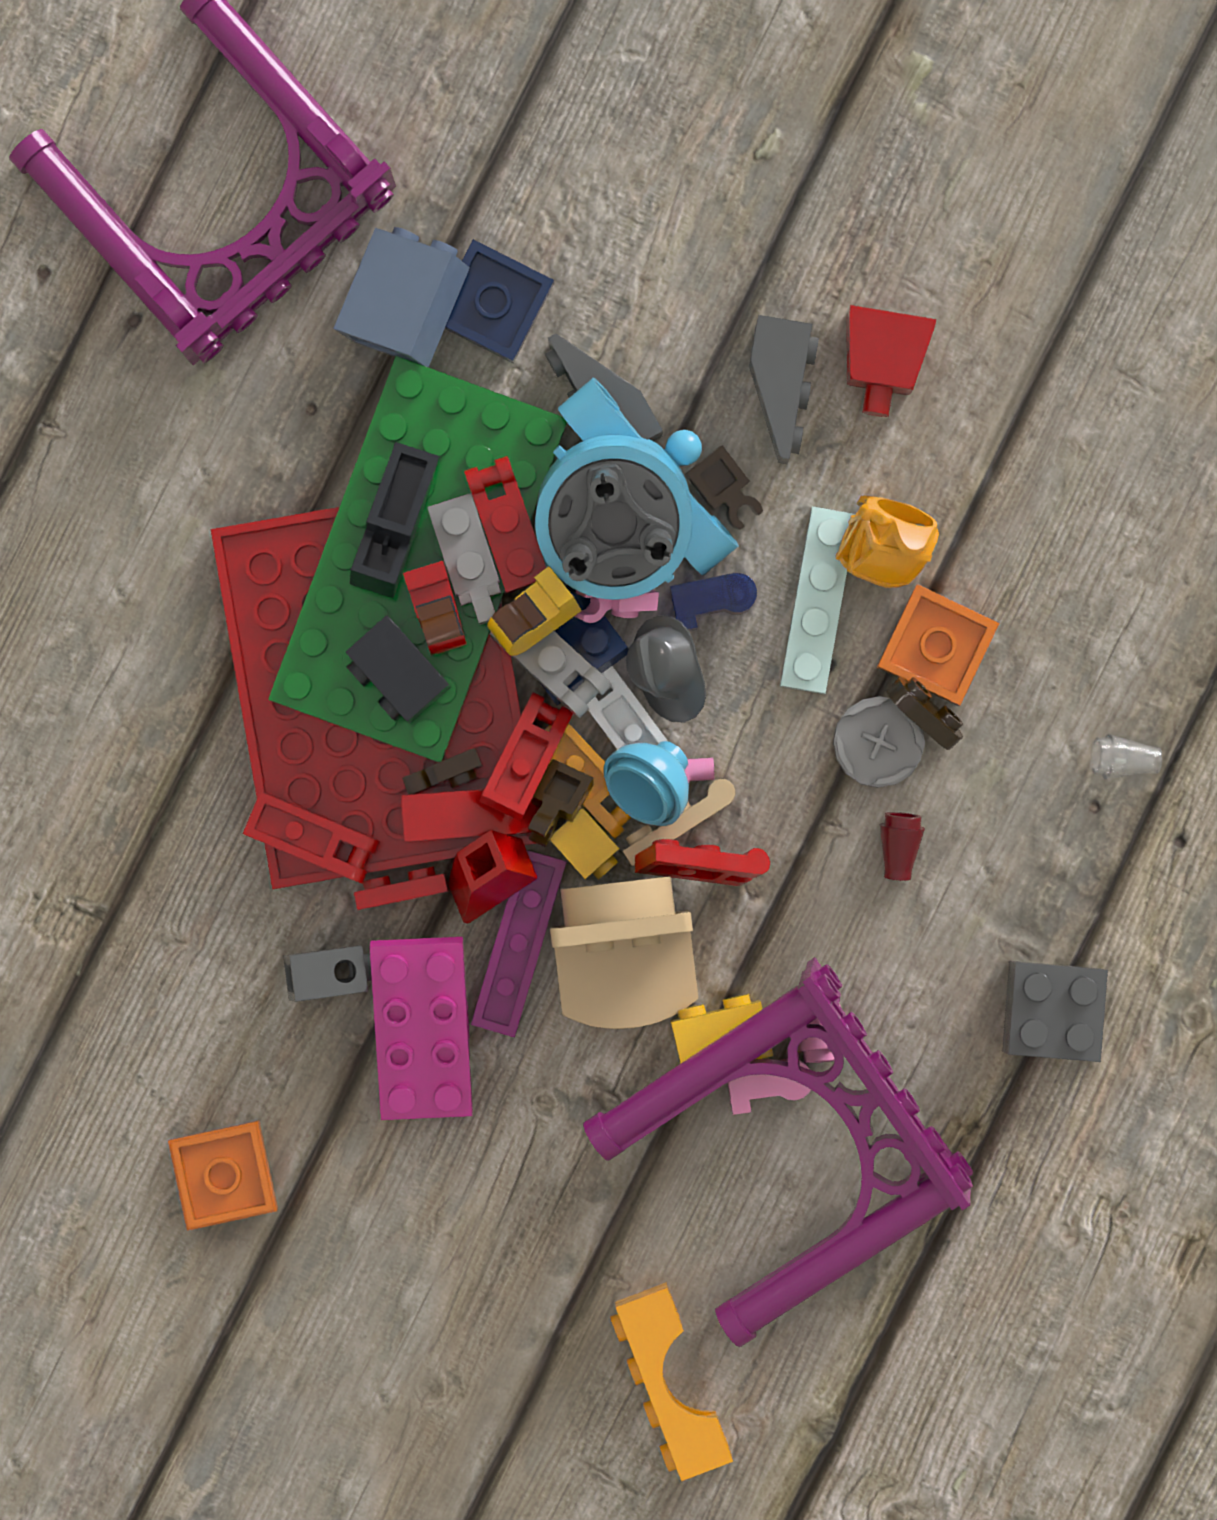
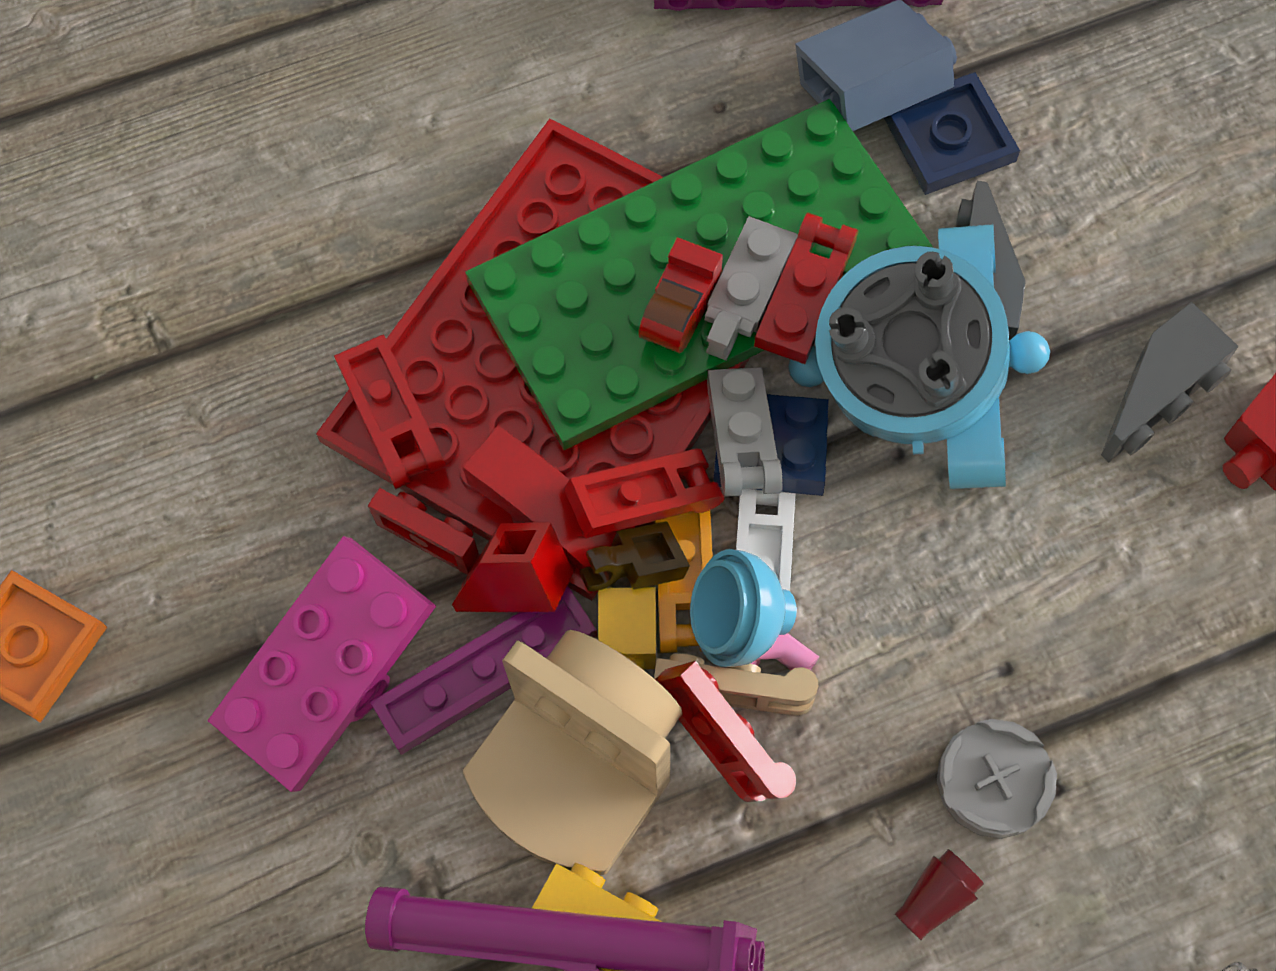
camera: 45 degrees right, 20 degrees down
(312, 973) = (276, 527): dark grey torso -> none
(393, 520) = (707, 203): black slope -> none
(397, 671) = (596, 321): black brick -> none
(456, 770) = (564, 450): dark brown plate -> none
(533, 614) = (764, 370): yellow leg -> none
(620, 608) = (856, 443): bright pink plate -> none
(667, 669) = (845, 535): dark grey piece -> none
(719, 482) = (1034, 421): dark brown plate -> none
(725, 593) = (942, 511): clear blue leg -> none
(816, 604) = (1041, 600): light aqua plate -> none
(886, 543) = (1159, 591): light orange piece -> none
(914, 702) = (1069, 757): dark brown plate -> none
(938, 644) = (1133, 733): orange plate -> none

